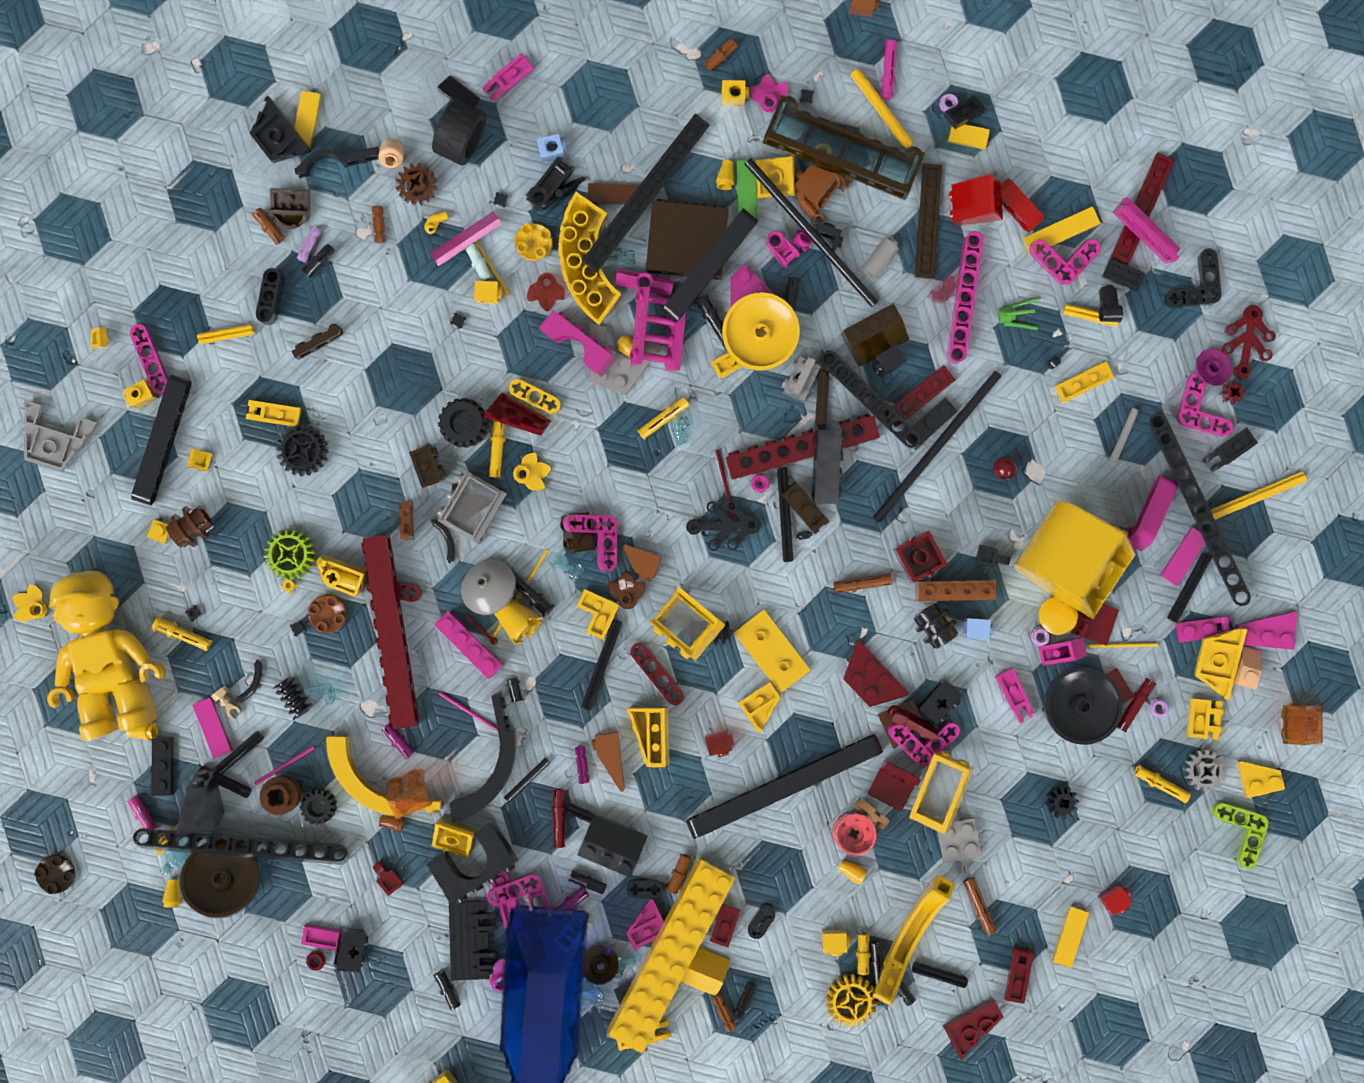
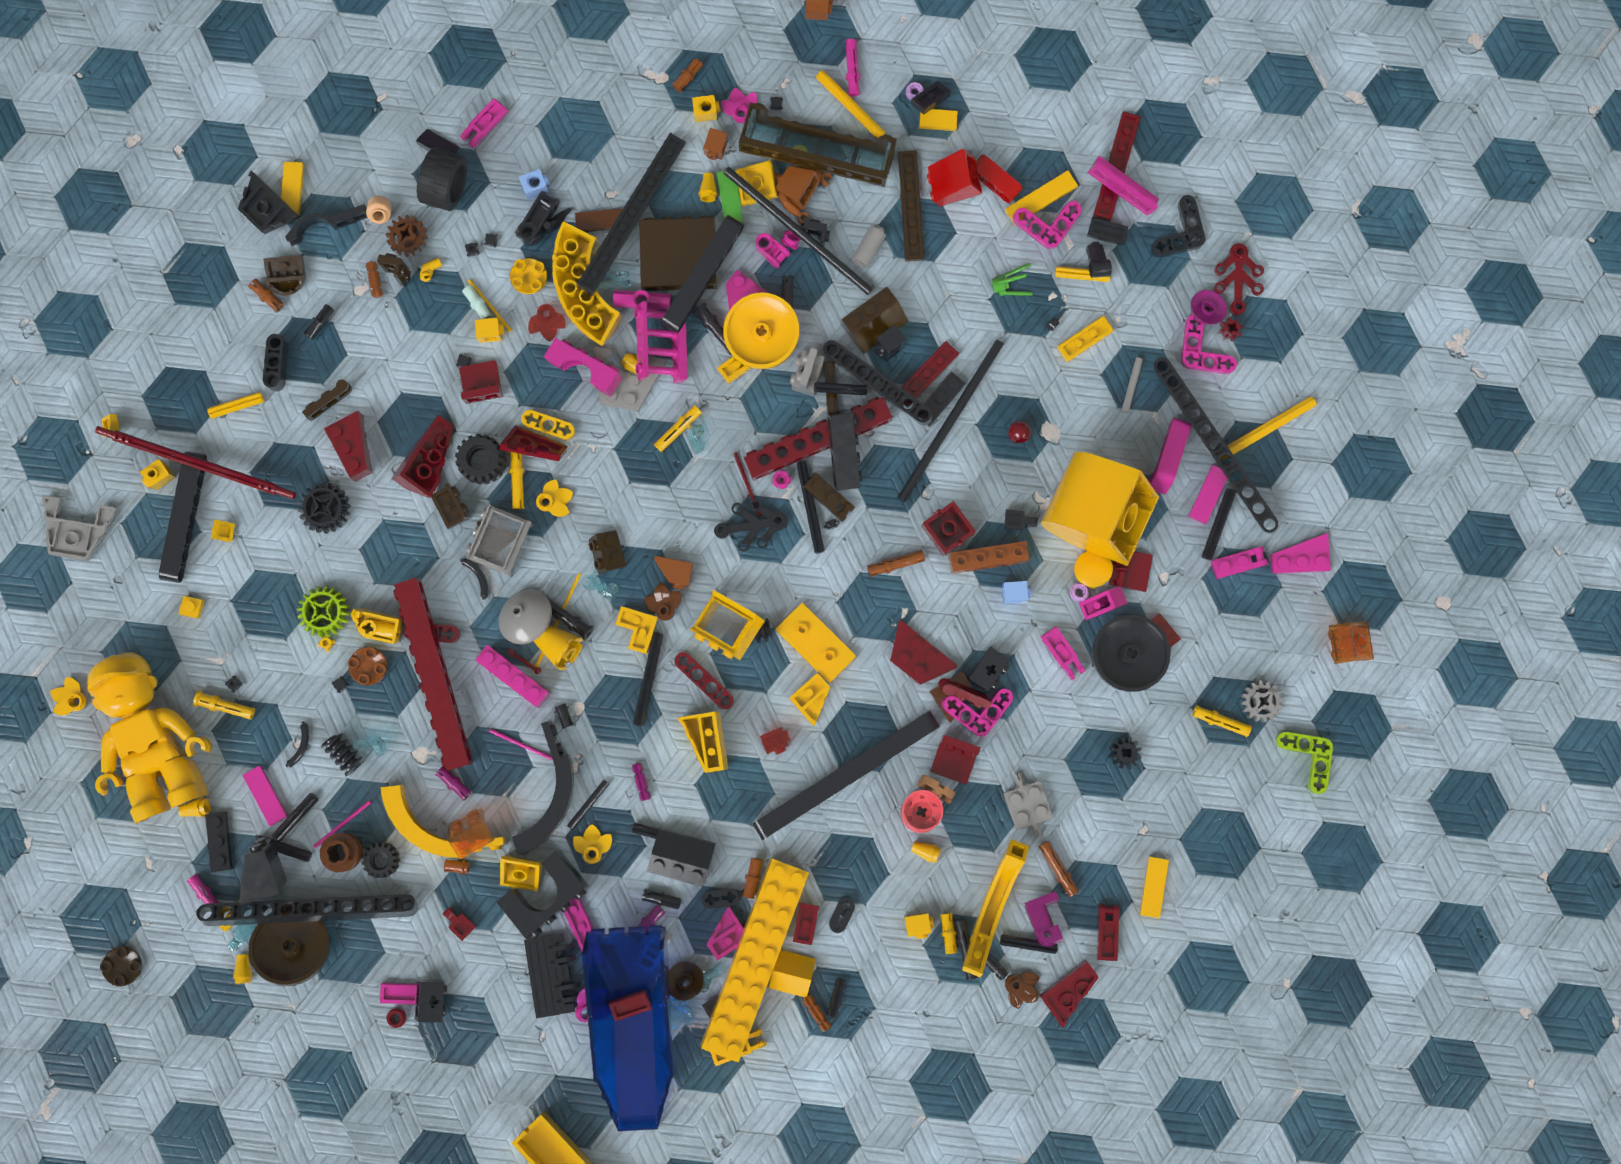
camera: 10 degrees left, 5 degrees down
(146, 361) = (162, 440): dark pink beam -> none
(180, 389) = (260, 484): none -> dark red axle
(187, 528) = (220, 597): reddish brown piece -> none
(220, 695) = (269, 761): tan piece -> none
(274, 413) = (293, 475): yellow plate -> none
(309, 244) = (308, 307): lavender axle -> none
(335, 389) = (350, 444): none -> dark red wedge
(402, 214) = (395, 265): none -> dark brown bracket
(405, 420) = (424, 463): none -> dark red wedge
(407, 521) = (436, 563): dark orange wing -> none
(447, 989) = (533, 1028): black pin -> none
(465, 238) = (461, 281): dark pink tile -> none
(472, 344) = (480, 382): none -> dark red bracket
(480, 206) = (472, 249): none -> black piece
(526, 816) = (592, 841): none -> yellow plate
(531, 892) = (605, 917): dark pink beam -> none
(544, 980) = (630, 1005): none -> dark red tile
(558, 817) = (624, 838): dark red pin -> none
(603, 533) = (632, 548): dark pink beam -> none
(609, 753) = (667, 766): dark orange slope -> none
(739, 131) = (715, 144): none -> dark orange brick
(831, 400) = (837, 388): none -> black axle
(843, 1002) = (951, 979): yellow gear -> none
(929, 1018) = (1024, 990): none -> reddish brown plate
(935, 625) = (973, 593): black piece -> none
(941, 792) = (1003, 757): window -> none
(947, 288) = (939, 265): clear pink bracket -> none
(956, 955) = (1042, 921): none -> magenta piece
(970, 290) = (956, 282): dark pink beam -> none
(1116, 899) = (1193, 843): red brick -> none
(1123, 645) = (1162, 589): yellow axle -> none
(1136, 704) = (1183, 646): dark red pin -> none
(1164, 708) = (1212, 646): lavender plate -> none
(1199, 719) = (1248, 651): yellow plate -> none
(1220, 659) = (1259, 590): yellow wing -> none
(1232, 448) = (1239, 383): black hinge -> none
(1249, 668) = (1287, 595): light nougat slope -> none
(1259, 779) = (1317, 703): yellow wing -> none

